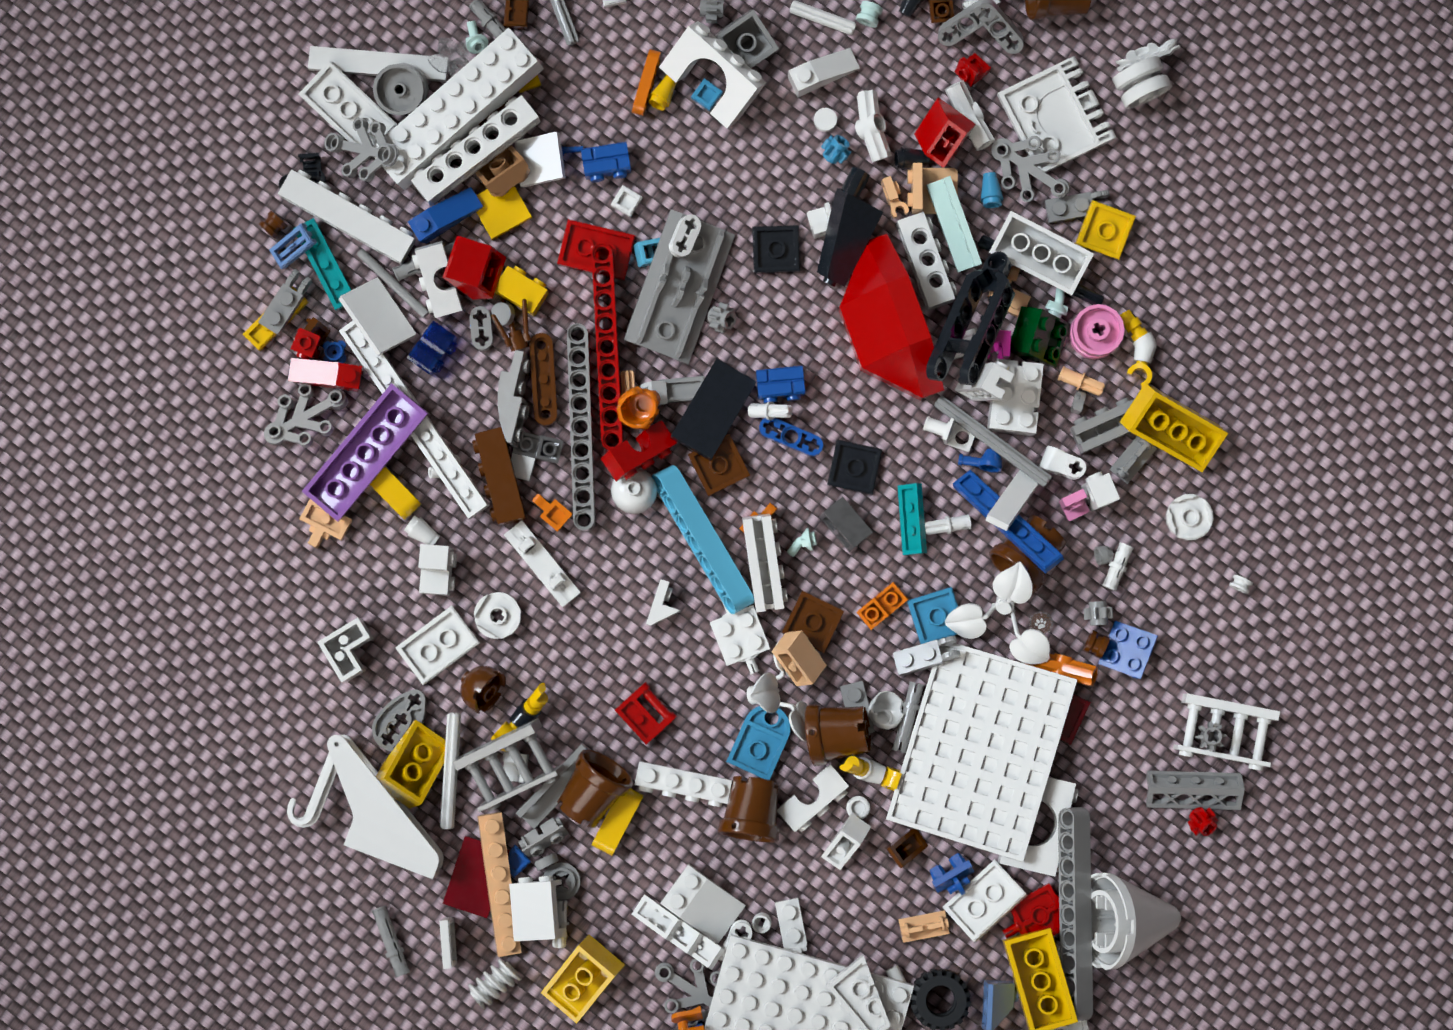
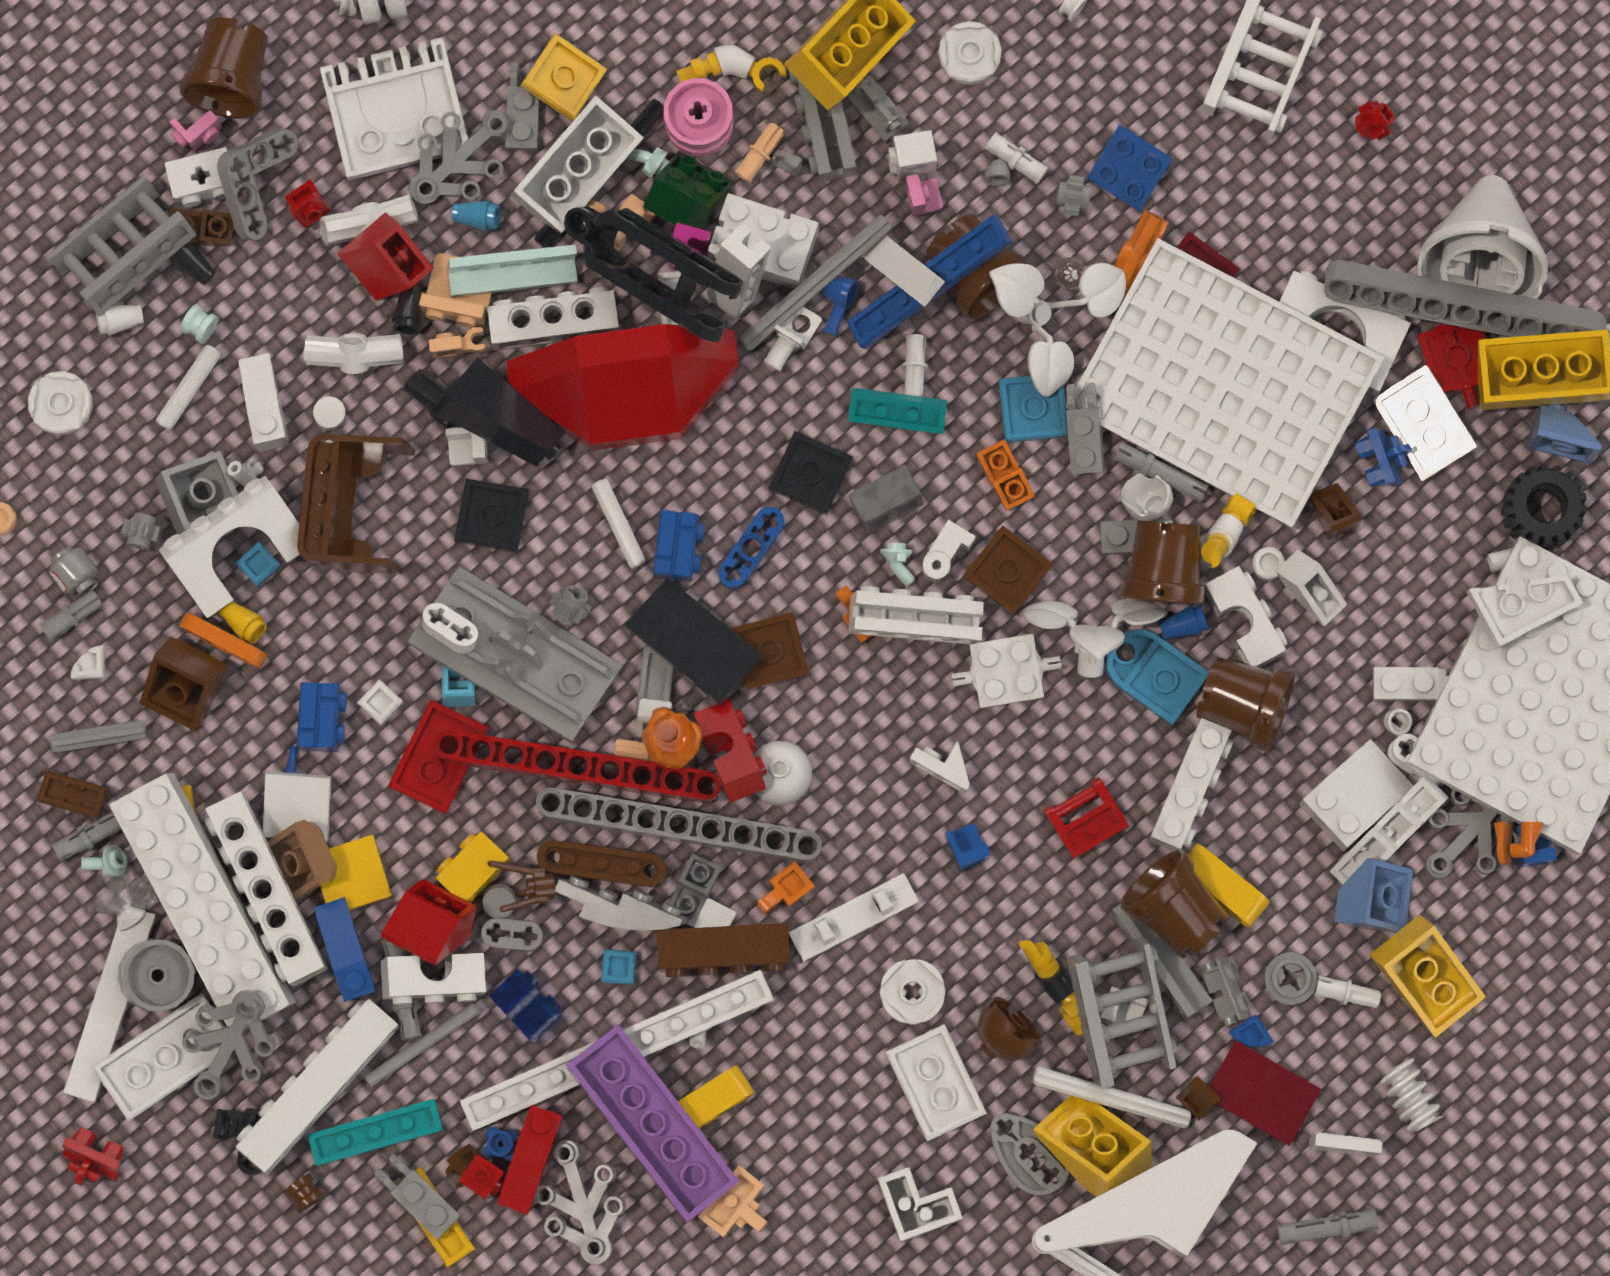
camera: 75 degrees left, 5 degrees down
(272, 65) = (88, 1162): none -> red hips
(306, 235) = (331, 1147): medium blue tile -> none
(377, 316) = (465, 1072): white tile -> none
(421, 531) = (775, 1072): white cone -> none
(436, 569) = (833, 1061): white brick -> none
(462, 832) = (1198, 1097): none -> reddish brown tile
(474, 407) = (618, 967): none -> dark azure tile
(498, 881) = (1278, 1061): light nougat plate -> none
(535, 909) = (1323, 1017): white panel -> none
(546, 861) = (1260, 992): light grey tile -> none
(608, 633) = (967, 847): none -> blue panel
(610, 61) = (182, 683): none -> reddish brown slope
(630, 931) = (1375, 897): none -> medium blue slope
(703, 539) = (867, 692): medium azure beam -> none
(760, 133) = (329, 496): none -> reddish brown windscreen
(768, 71) = (245, 472): none -> white arm
(769, 411) = (711, 566): white axle -> none
(789, 339) = (618, 523): none -> white axle
(799, 658) = (1055, 595): light nougat brick -> none
(800, 755) = (1185, 623): none -> blue cone
(808, 570) = (944, 549): none -> white leg
(836, 149) = (374, 405): dark azure gear -> none
(924, 926) = (1442, 509): light nougat hinge -> none
(1058, 463) = (861, 203): white piece -> none
(1096, 644) = (1114, 207): reddish brown wheel -> none
(1195, 786) = (1326, 119): light grey fence -> none
(1204, 736) = (1267, 75): light grey gear -> none

